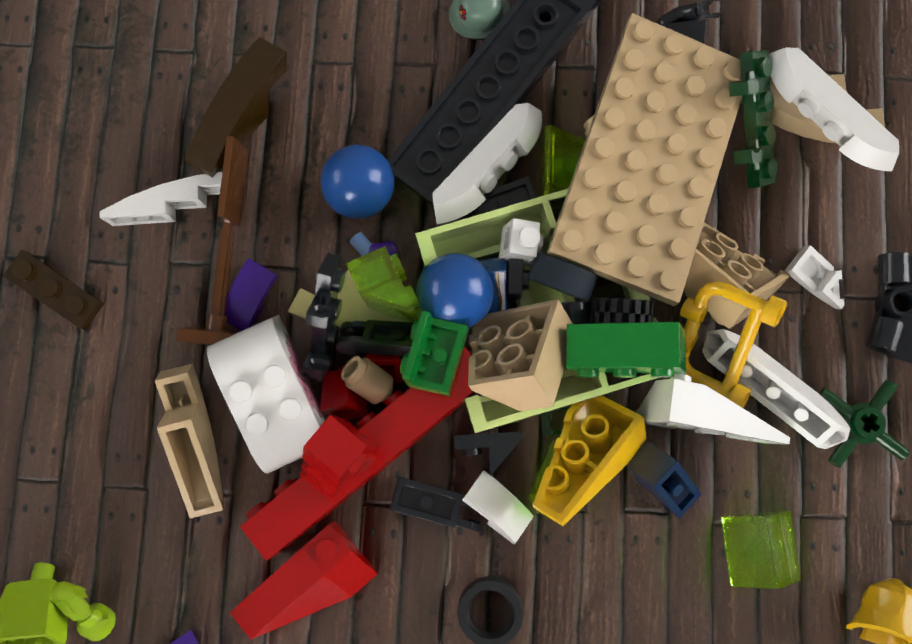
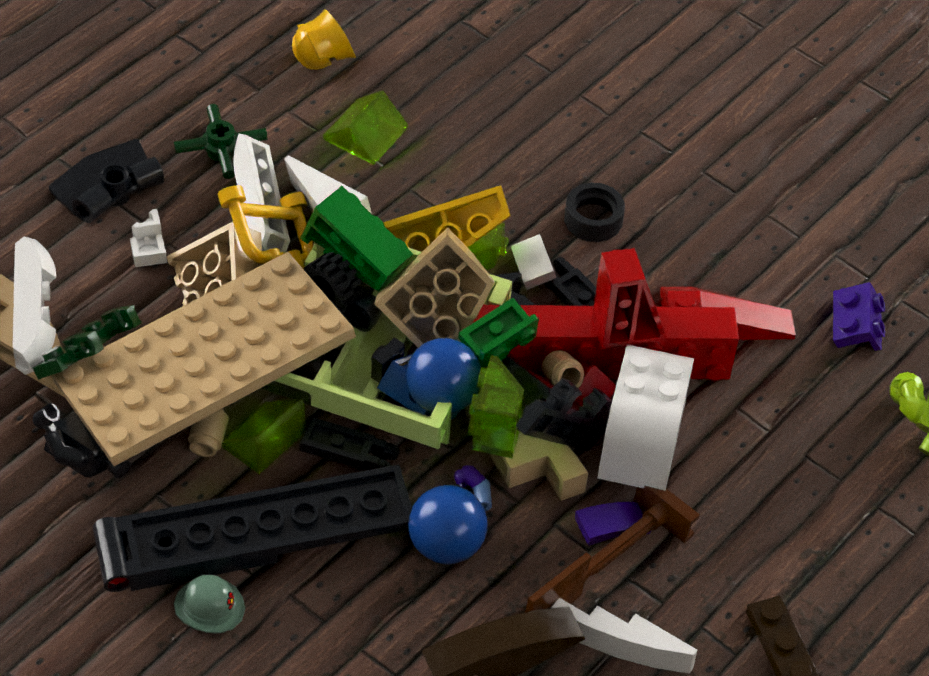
camera: 150 degrees left, 30 degrees down
(189, 441) = (739, 451): tan slope -> none
(487, 162) = (343, 457): white brick -> none
(520, 241) = (361, 360): white brick -> none
(562, 276) = (366, 324): black wheel -> none
(664, 478) = (394, 199): dark blue slope -> none

